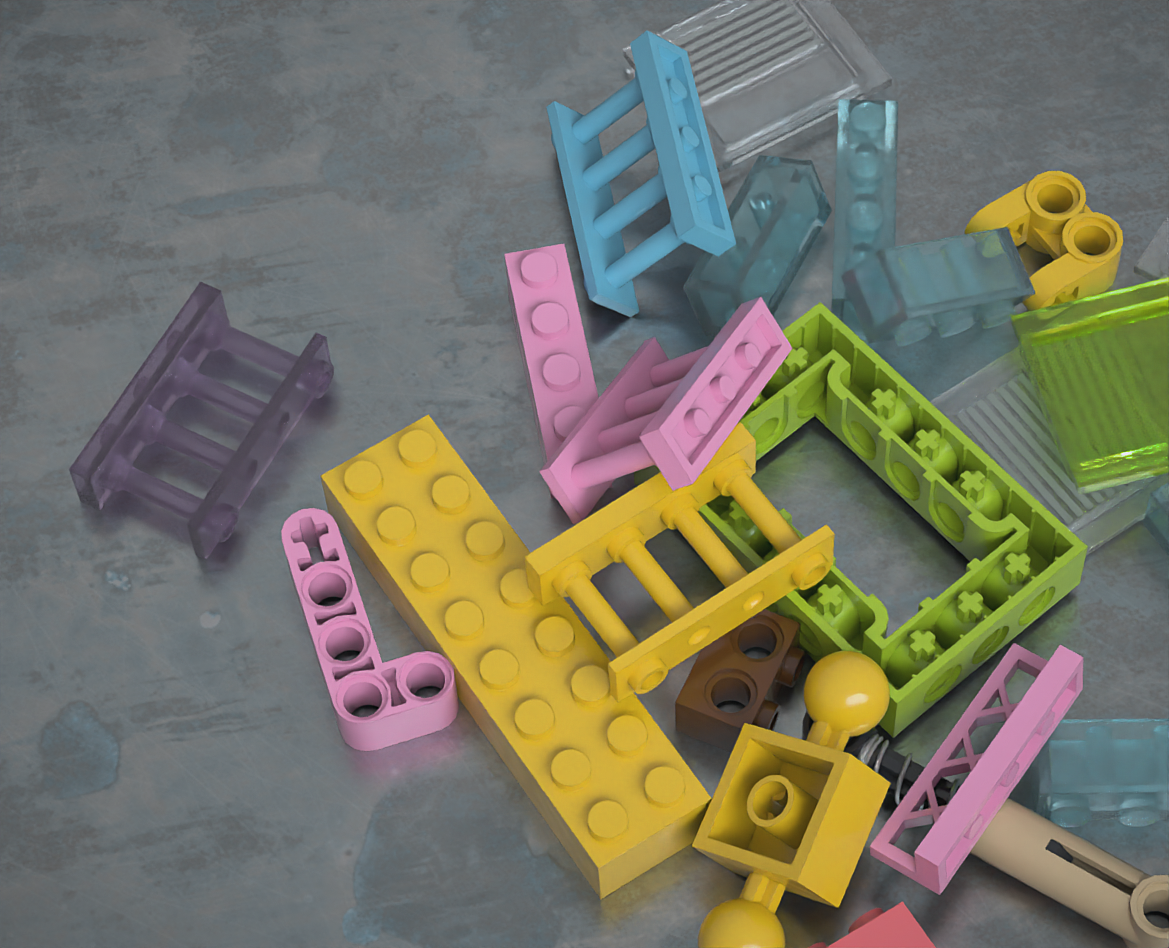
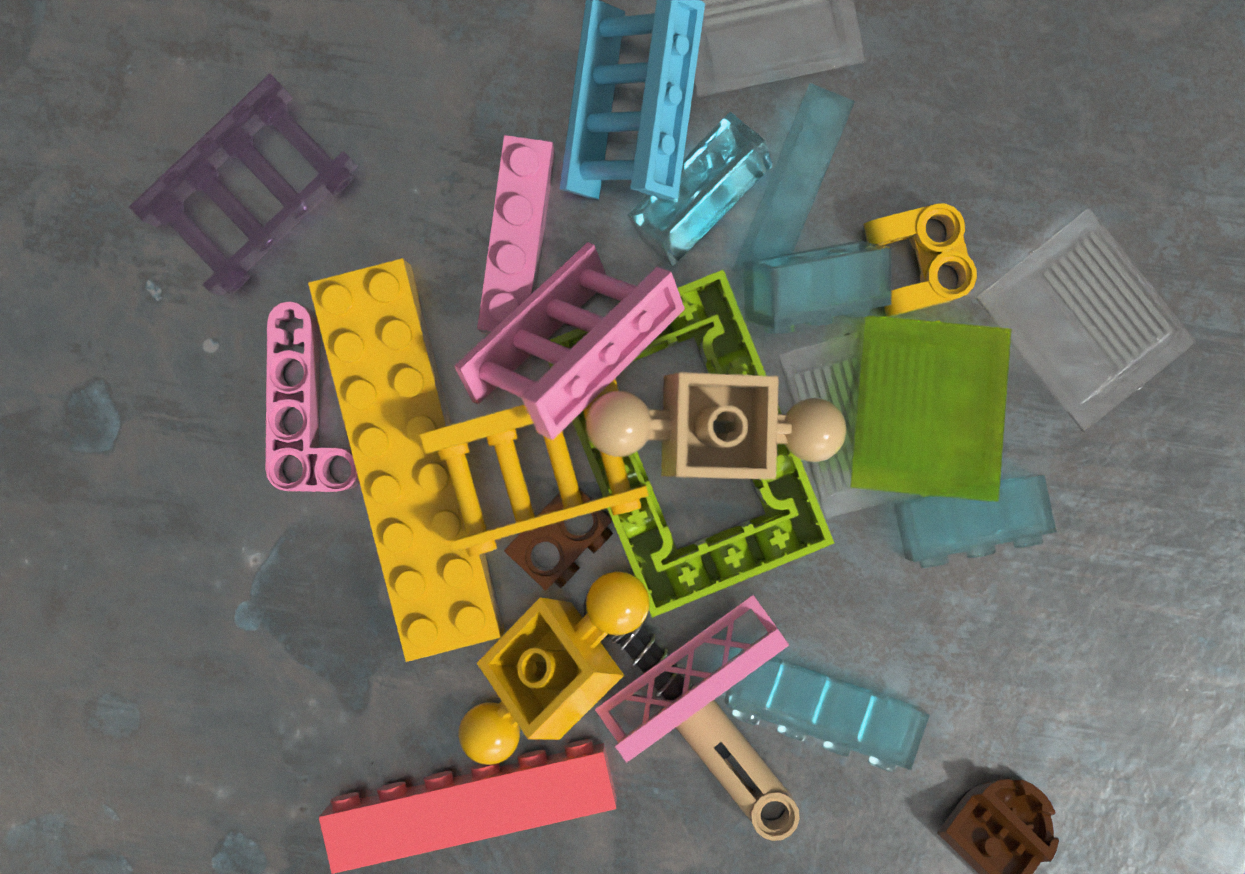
camera: 10 degrees right, 30 degrees up
(885, 437) = (691, 403): none -> tan brick

